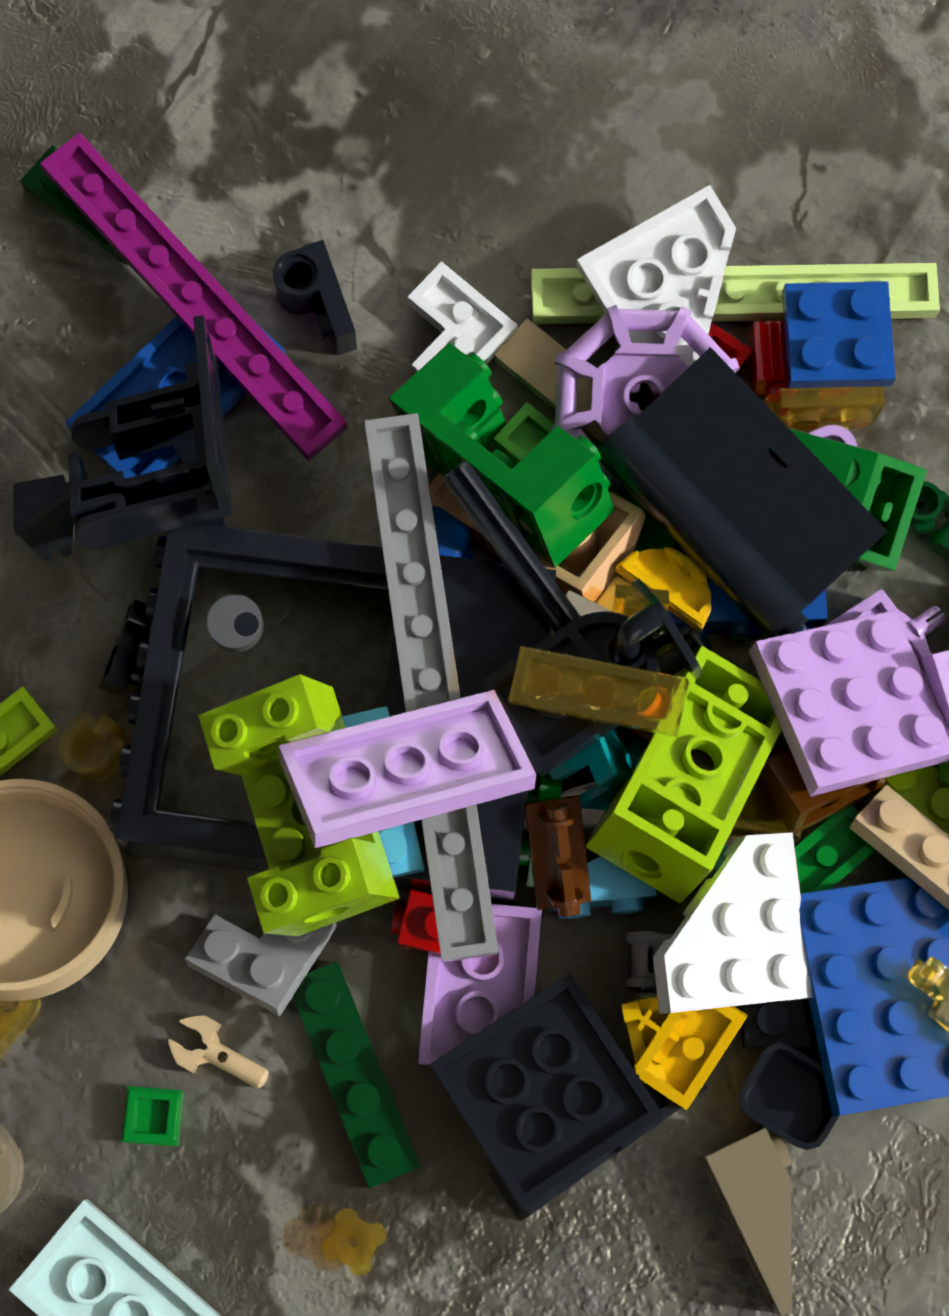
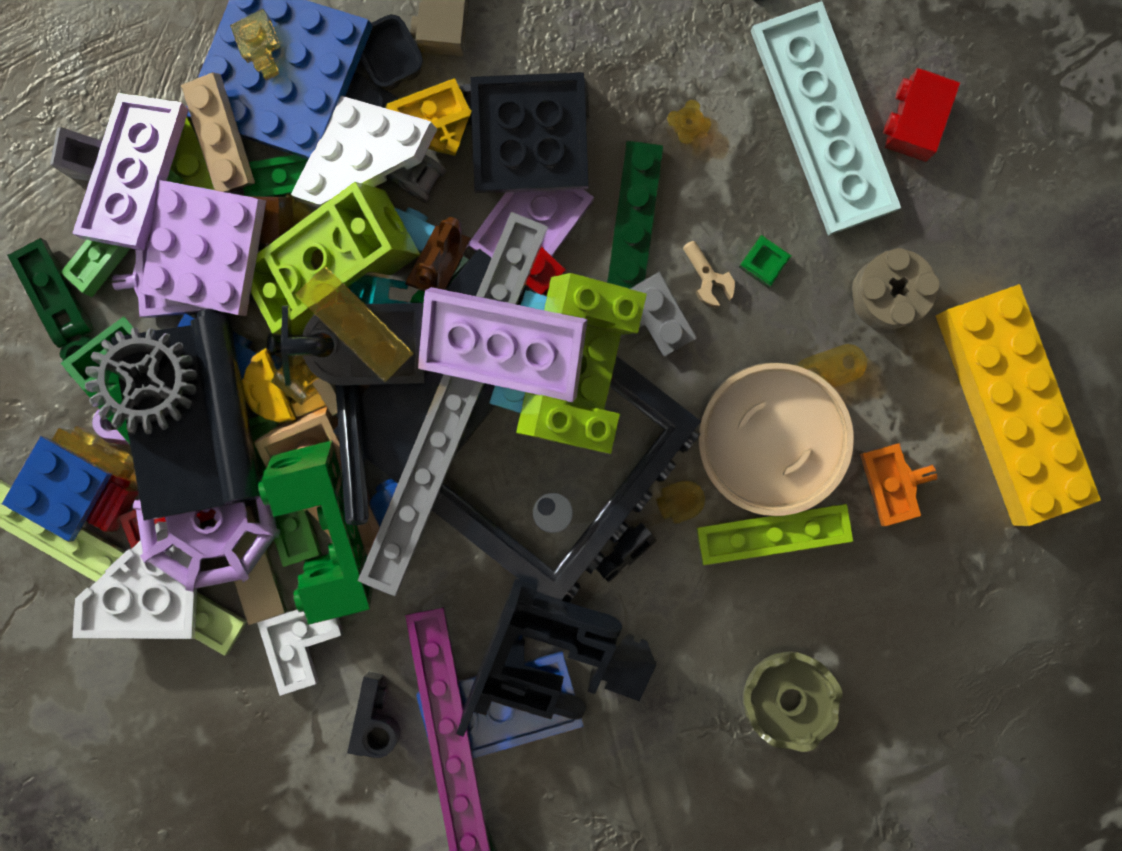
camera: 145 degrees left, 10 degrees up
(811, 450) = (148, 365): none -> light grey gear

